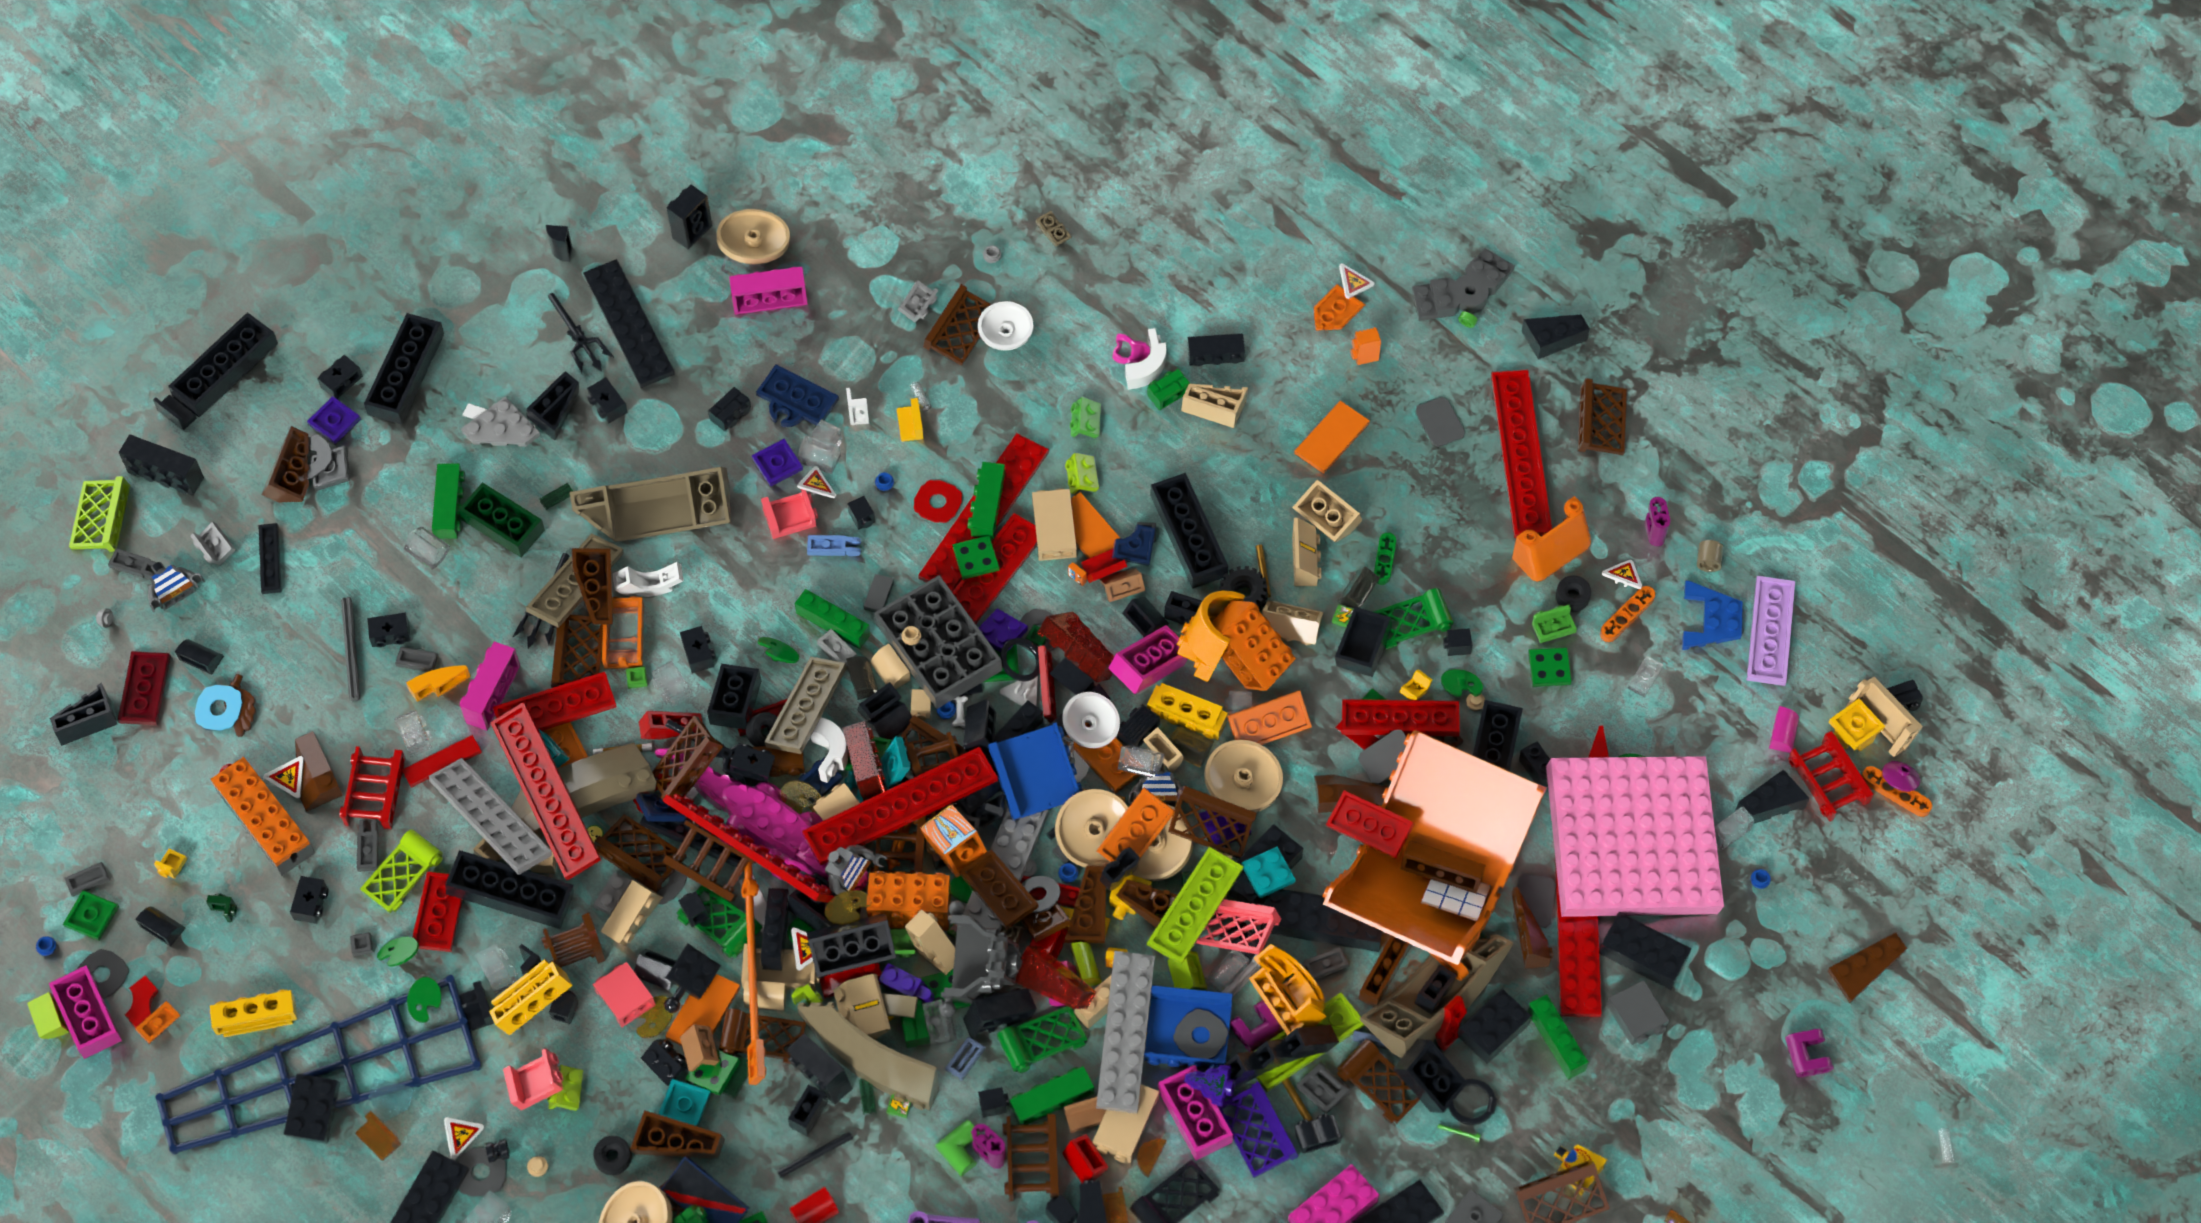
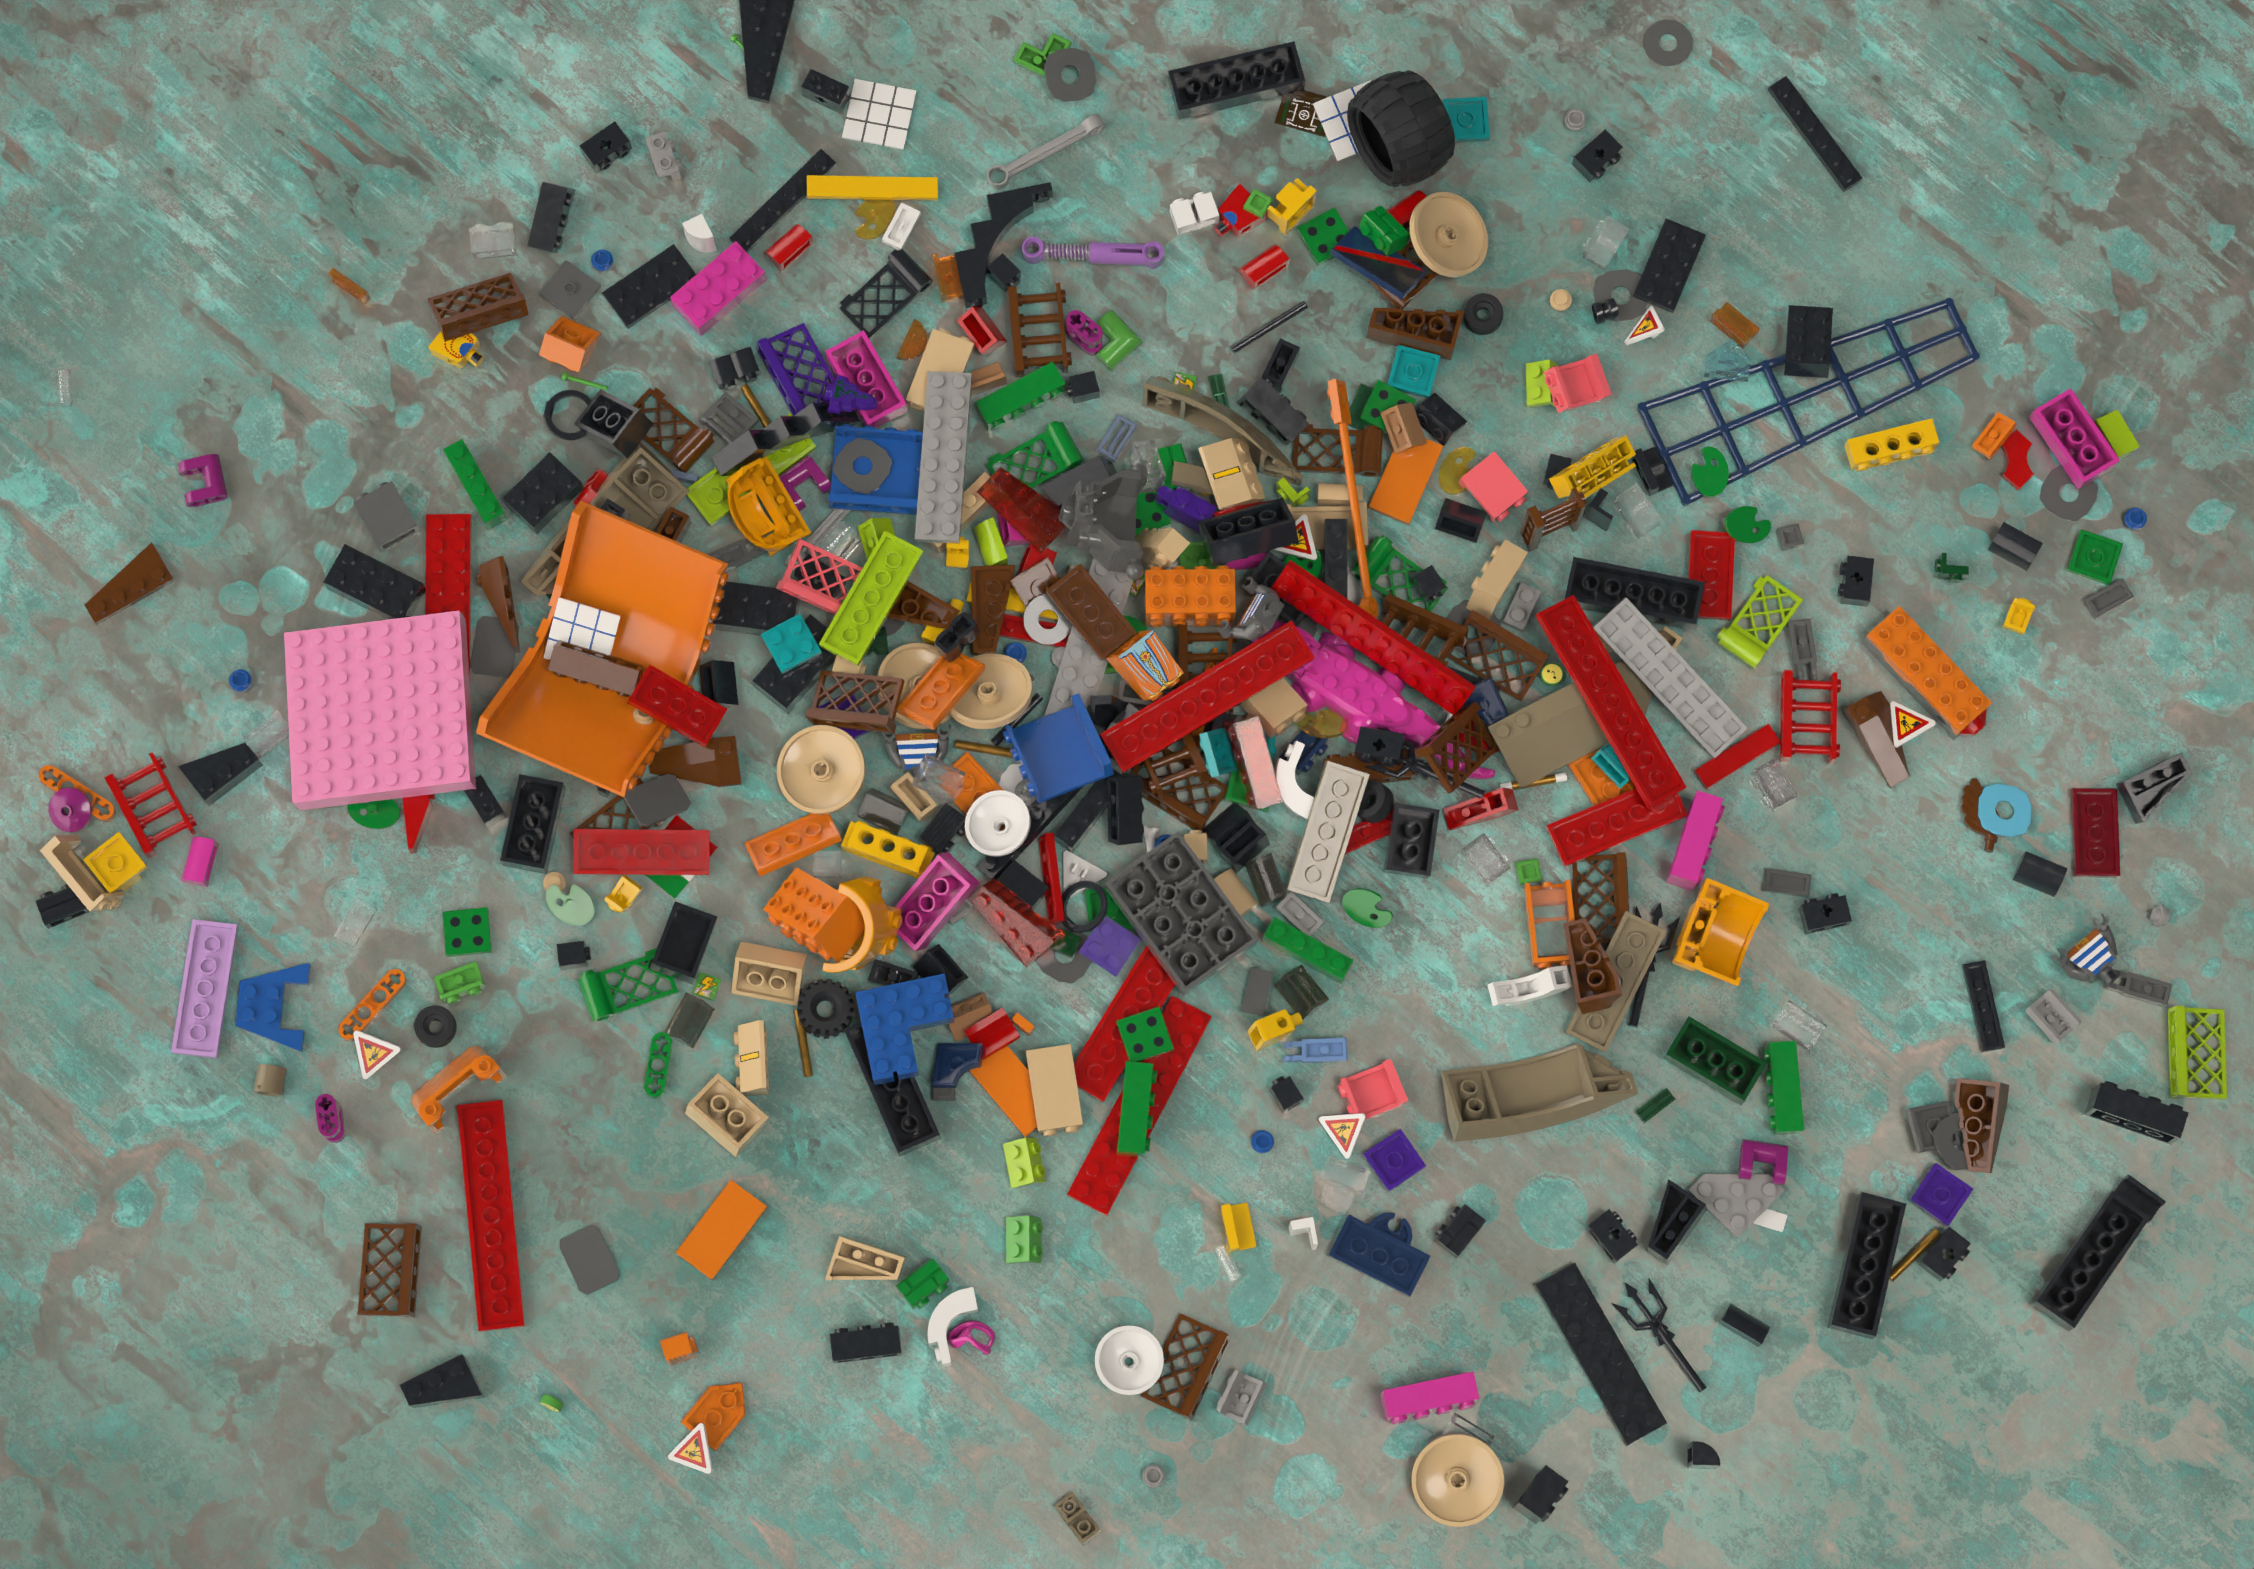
camera: 175 degrees right, 15 degrees up
(350, 649) = (1866, 892): dark grey axle -> none
(361, 383) = (1914, 1254): none -> pearl gold bar
(437, 681) = (1758, 850): light orange slope -> none
(473, 455) = (1765, 1153): none -> magenta connector
(488, 607) = (1719, 934): none -> light orange piece
(510, 334) = (1744, 1325): none -> black brick
(691, 974) = (1421, 507): black plate -> none
(697, 659) = (1462, 893): black brick -> none
(840, 589) = (1301, 991): none -> clear smoke brick
(843, 910) = (1262, 568): clear yellow piece -> none
(867, 558) = (1273, 1028): none -> yellow torso
(911, 635) = (1211, 906): tan plate -> none
(937, 515) = (1209, 1108): red piece -> none
(1183, 569) = (890, 1016): none -> blue piece
(1333, 854) = (719, 682): none -> black brick
(1445, 296) = (531, 1467): dark grey plate -> none
(1473, 1164) = (569, 344): none -> orange slope

